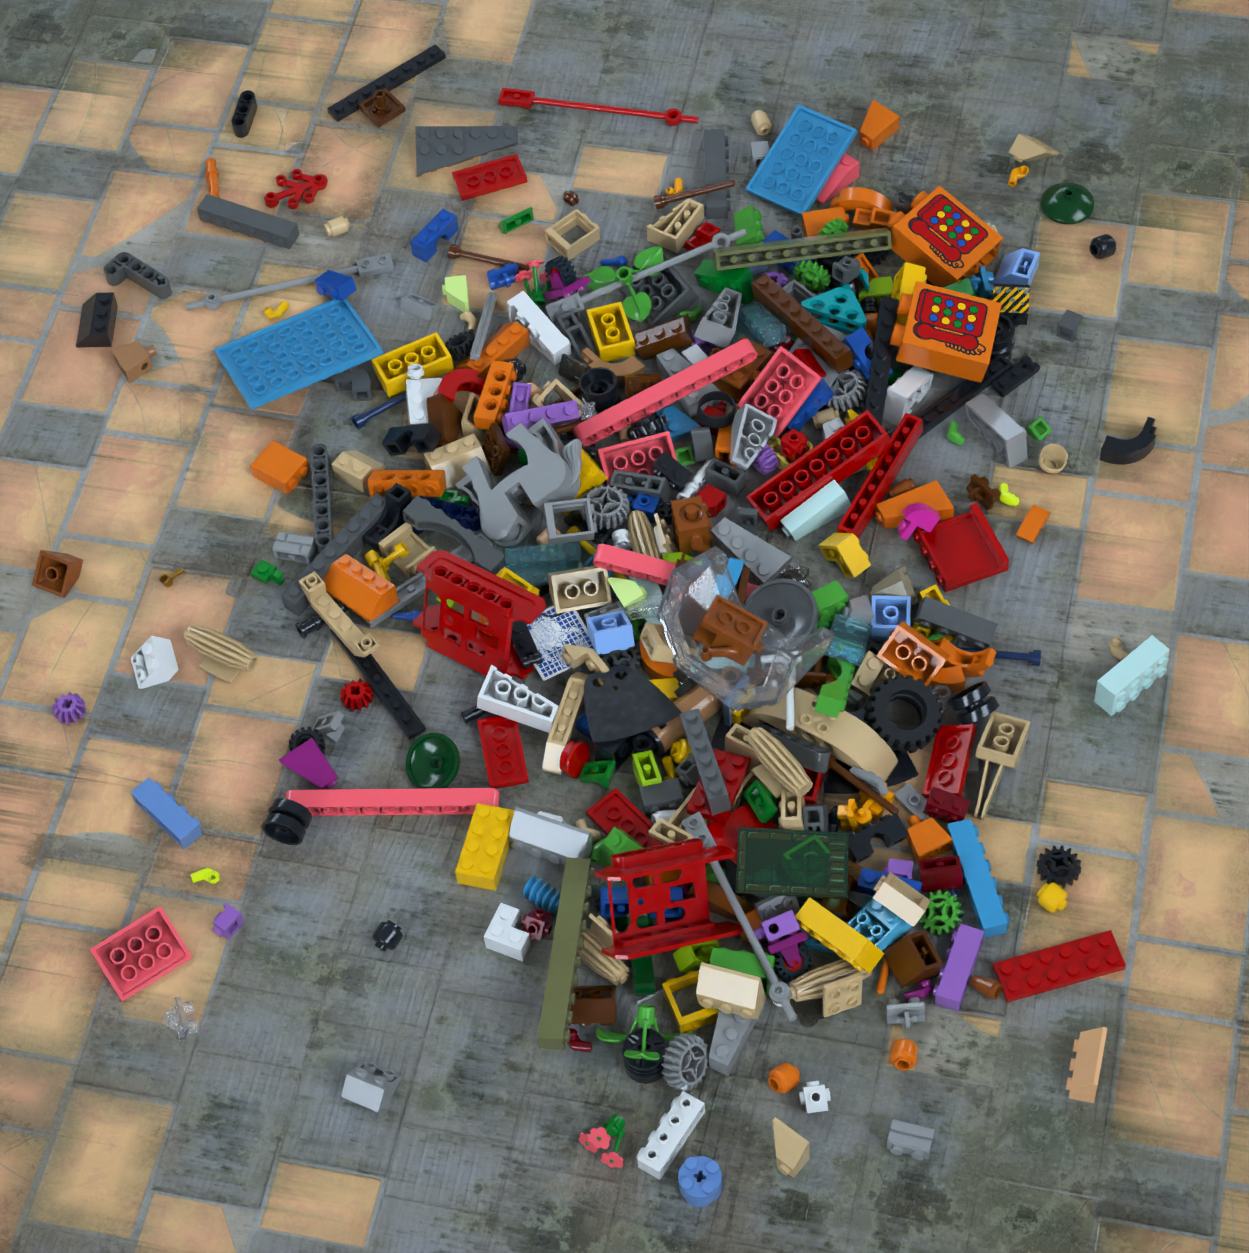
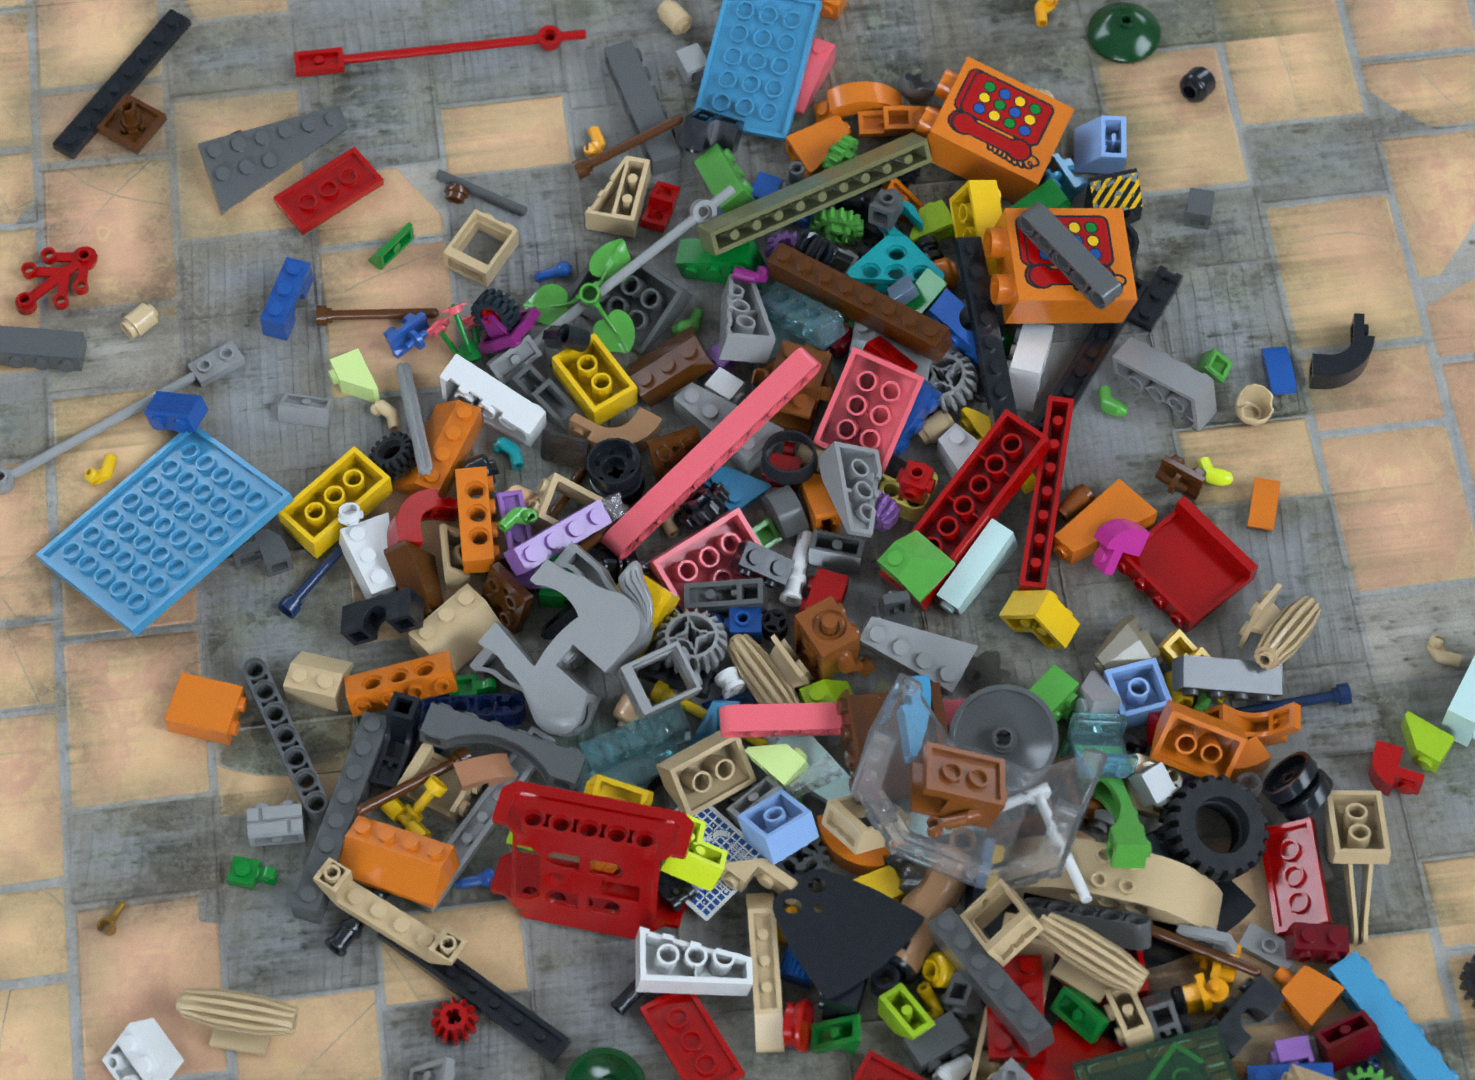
camera: 25 degrees left, 5 degrees up
(424, 539) = (413, 783): none -> reddish brown piece
(427, 545) = (484, 769): none -> nougat slope
(520, 398) = (518, 516): none -> bright green arm
(541, 364) = (511, 449): none -> teal arm
(545, 634) = (703, 861): none -> neon yellow brick
(589, 202) = (482, 193): none -> dark grey bar
(600, 298) = (567, 337): none -> black piece
(733, 720) = (1014, 934): none -> tan window
(737, 291) = (749, 276): none -> magenta arm
(748, 193) = (707, 128): none -> black brick
(769, 494) = (915, 564): none -> bright green slope
(789, 283) = (816, 246): none -> black gear
(833, 322) = (903, 290): none -> sand blue slope
(847, 326) = (929, 287): none -> slope
(870, 672) = (1153, 785): none -> brick
(948, 321) = (1069, 255): none -> dark grey beam
(1000, 603) = (1281, 630): none -> tan plate
(1046, 715) = (1386, 774): none -> red brick
(1081, 442) = (1279, 370): none -> blue slope
(1082, 704) = (1425, 742): none -> lime slope

